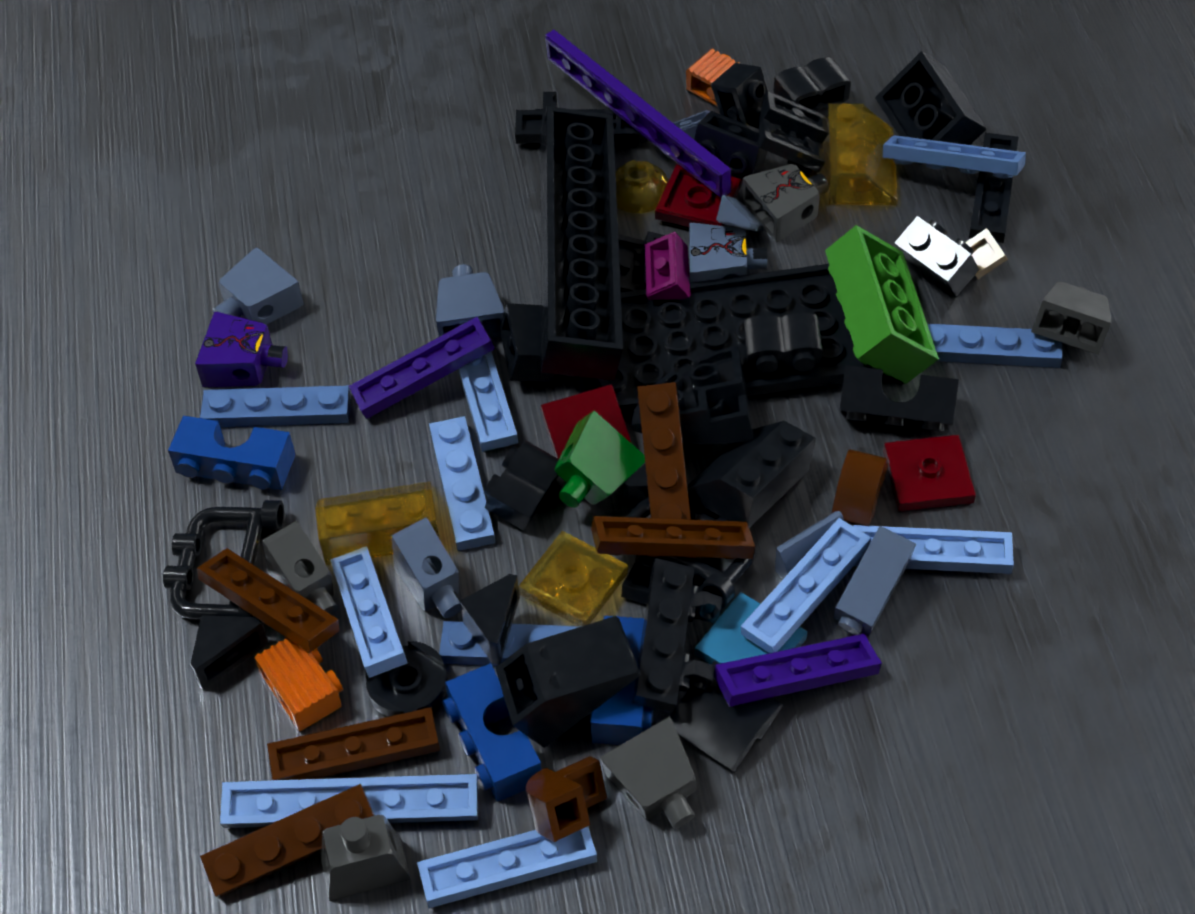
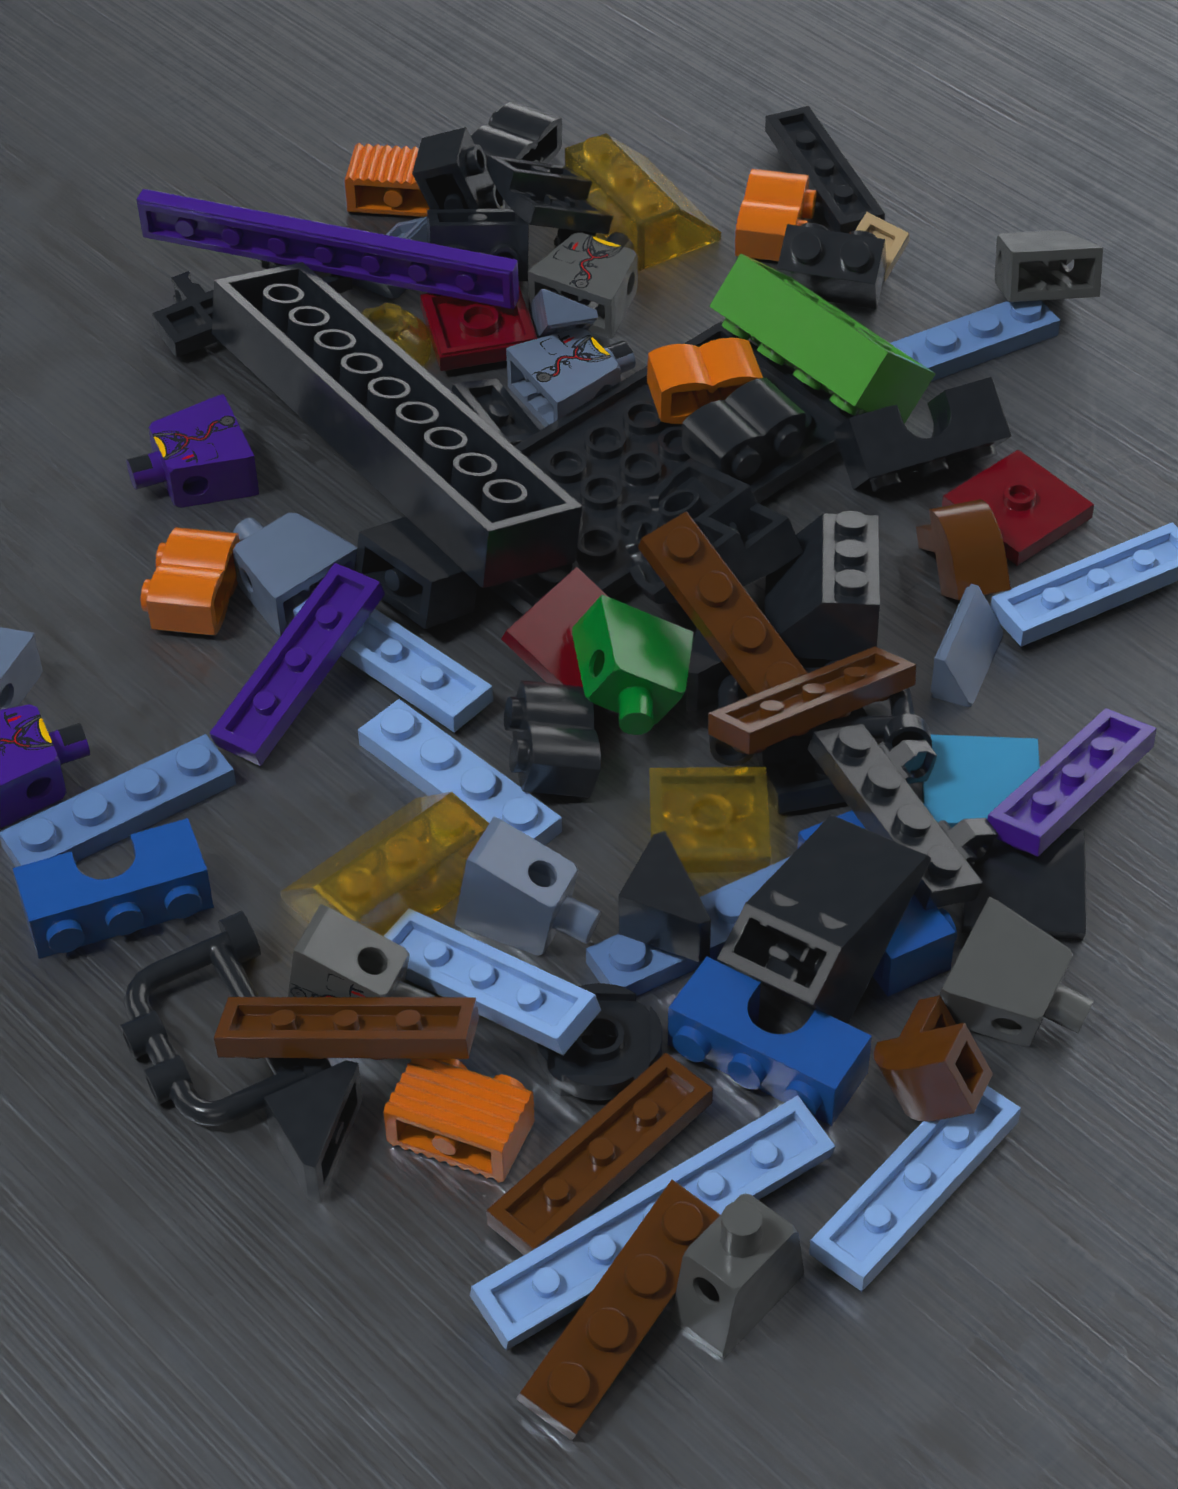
camera: 35 degrees left, 5 degrees down
(409, 290) = (191, 581): none -> orange brick
(474, 211) = (198, 456): none -> dark purple torso
(667, 268) = (518, 413): magenta slope -> none
(782, 293) = (693, 376): none -> orange brick
(805, 586) = (1005, 685): light blue plate -> none
(873, 582) = (1076, 642): sand blue brick -> none
(929, 104) = (679, 117): black slope -> none
(937, 198) = (768, 206): none -> orange brick
(967, 158) = (776, 146): medium blue plate -> none

